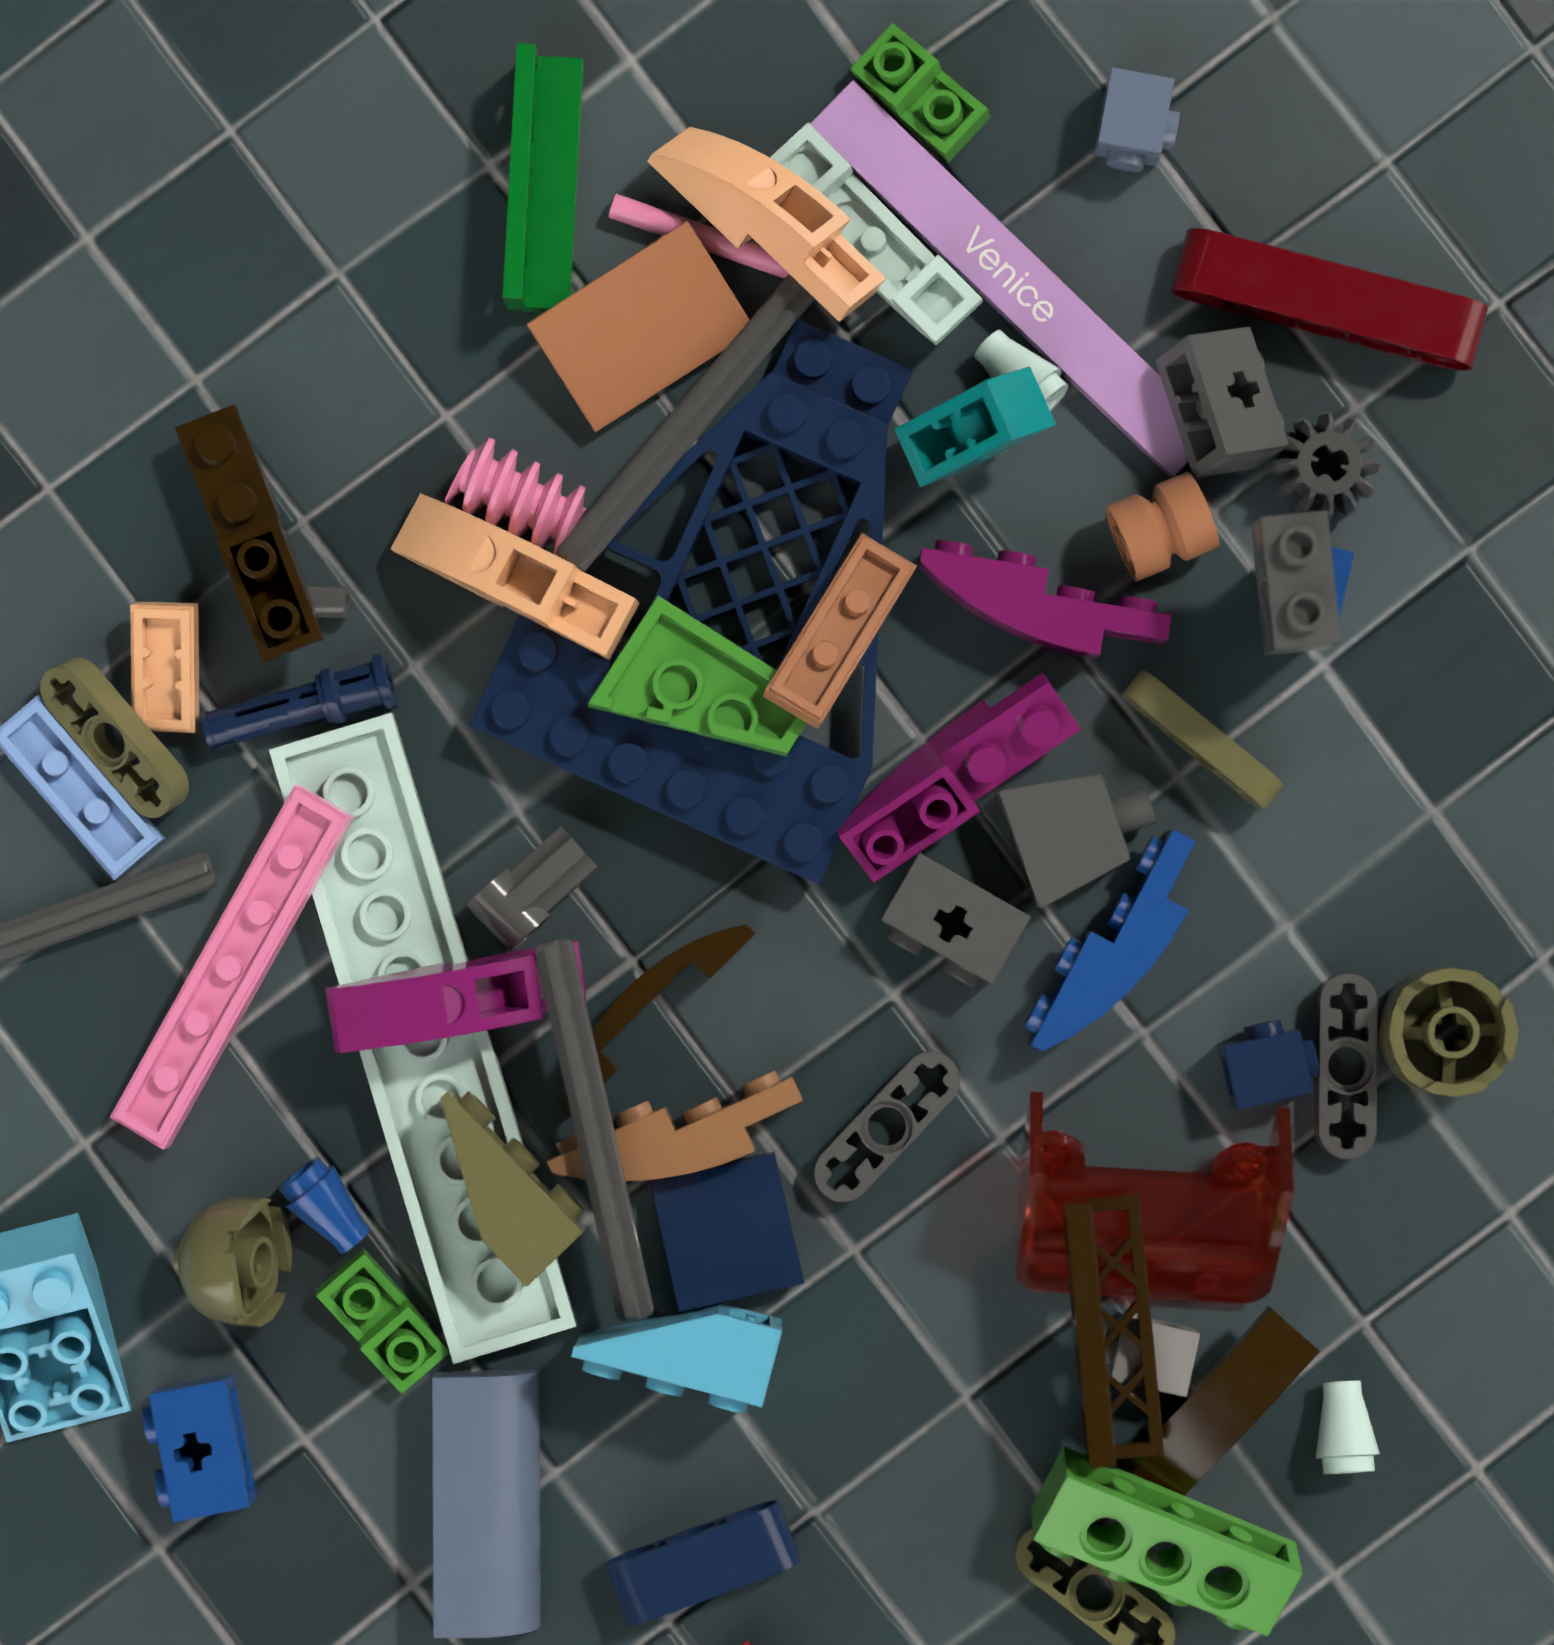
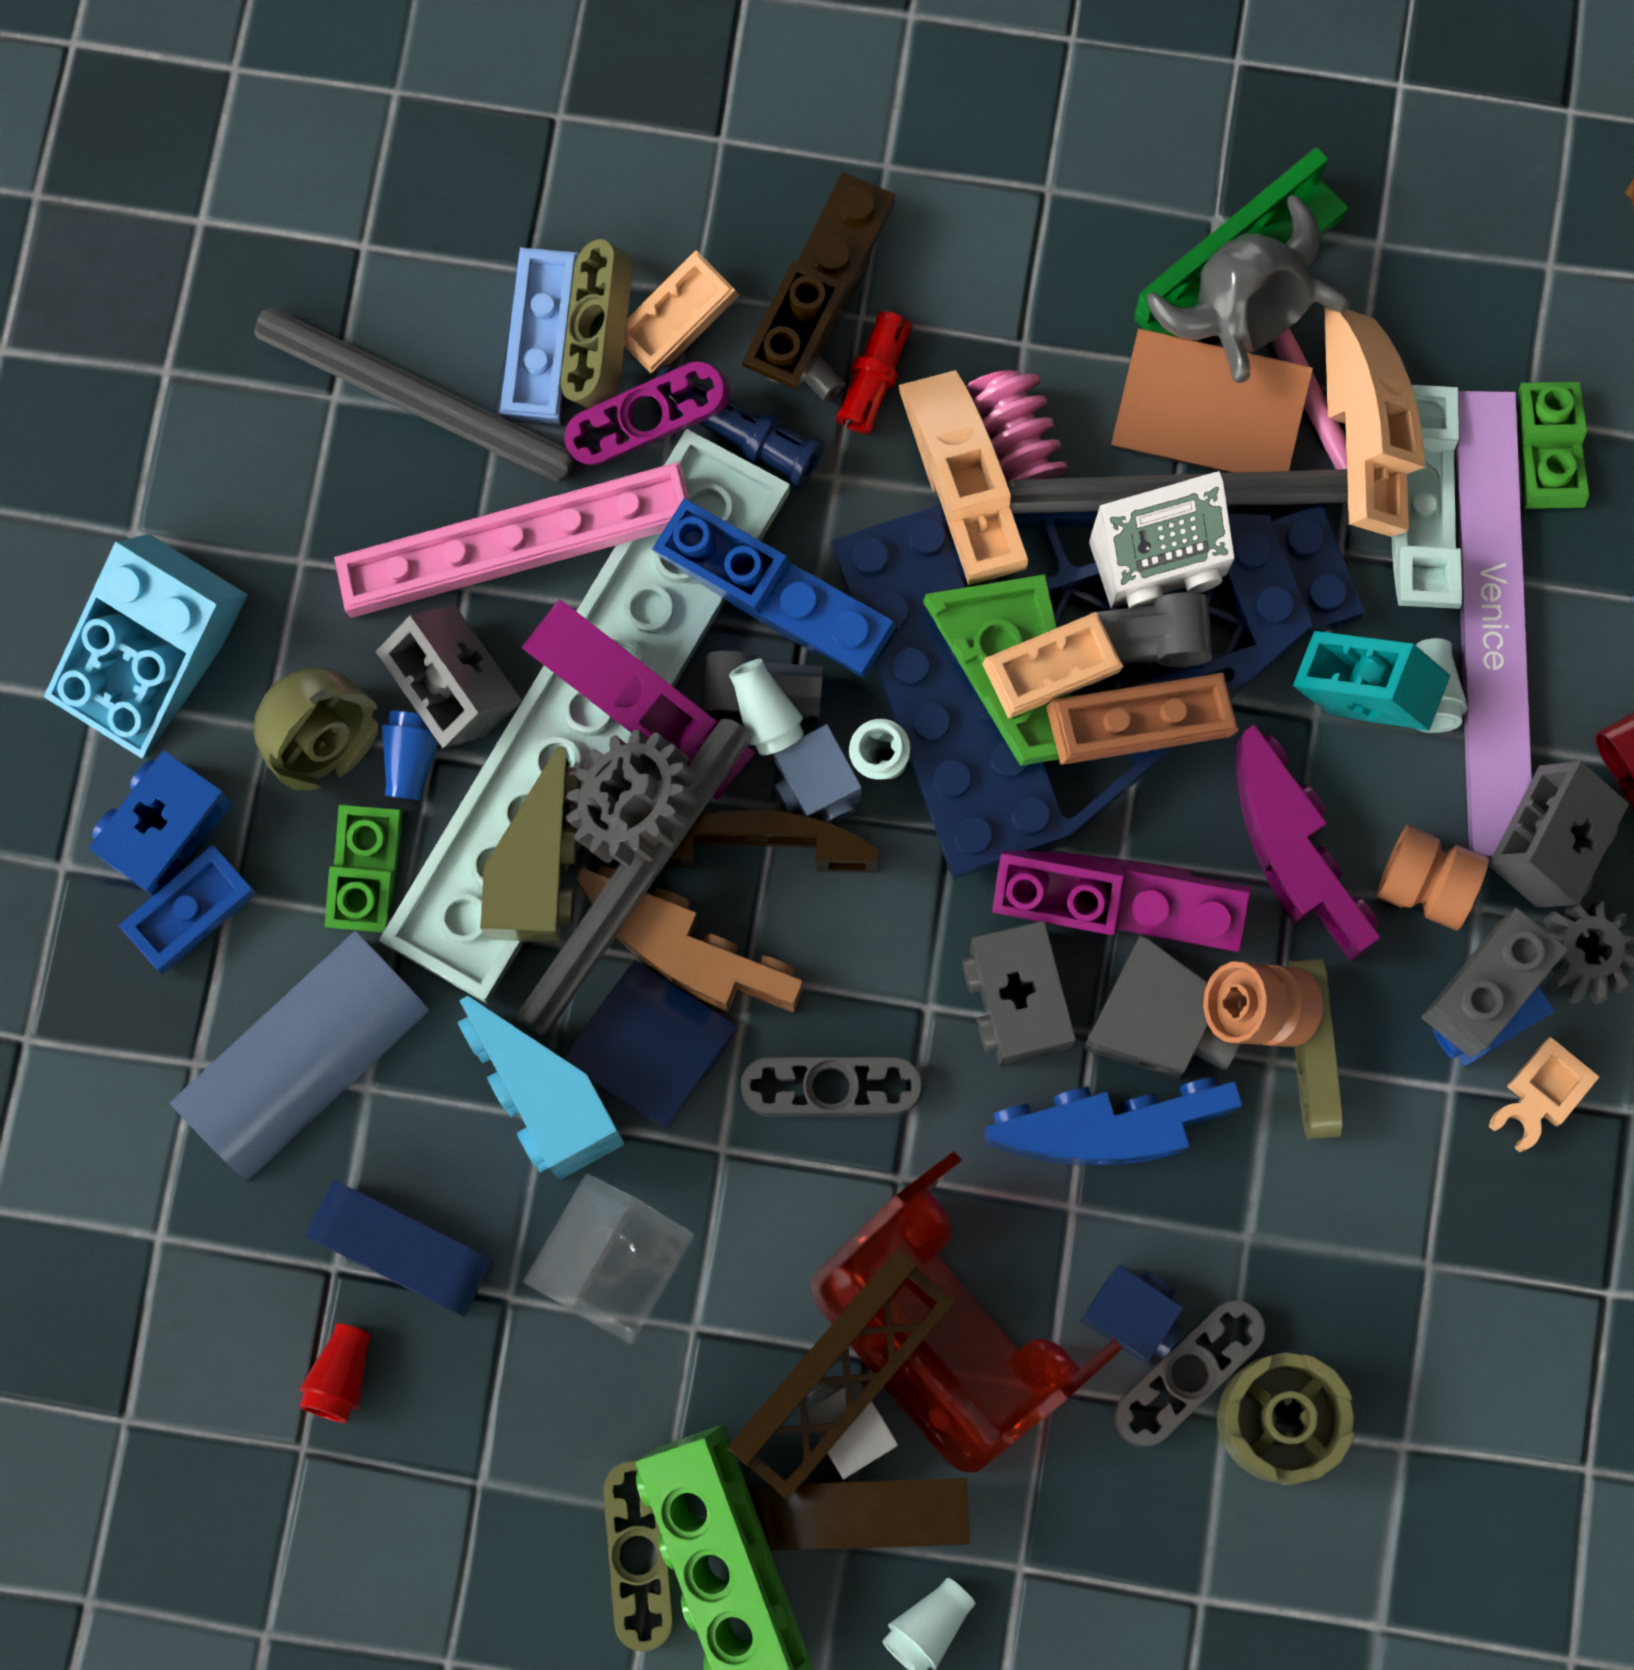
camera: 50 degrees right, 10 degrees down
(228, 816) = (601, 415): none -> magenta beam
(288, 1485) = (187, 909): none -> blue plate
(296, 1121) = (448, 676): none -> dark grey brick
(360, 557) = (874, 372): none -> red pin
(467, 810) = (773, 588): none -> blue slope
(537, 1086) = (632, 798): none -> dark grey gear
(559, 907) = (765, 708): none -> light aqua cone
(586, 210) = (1253, 291): none -> dark grey piece
(644, 916) = (816, 778): none -> sand blue brick
(665, 864) = (873, 739): none -> light aqua cone
(724, 484) = (1163, 541): none -> slope
(738, 663) = (1052, 665): none -> light nougat plate
(790, 545) = (1168, 632): none -> dark grey piece
(856, 1413) = (609, 1258): none -> clear slope
(1139, 754) = (1263, 1004): none -> nougat wheel
(1395, 594) = (1548, 1088): none -> light nougat plate

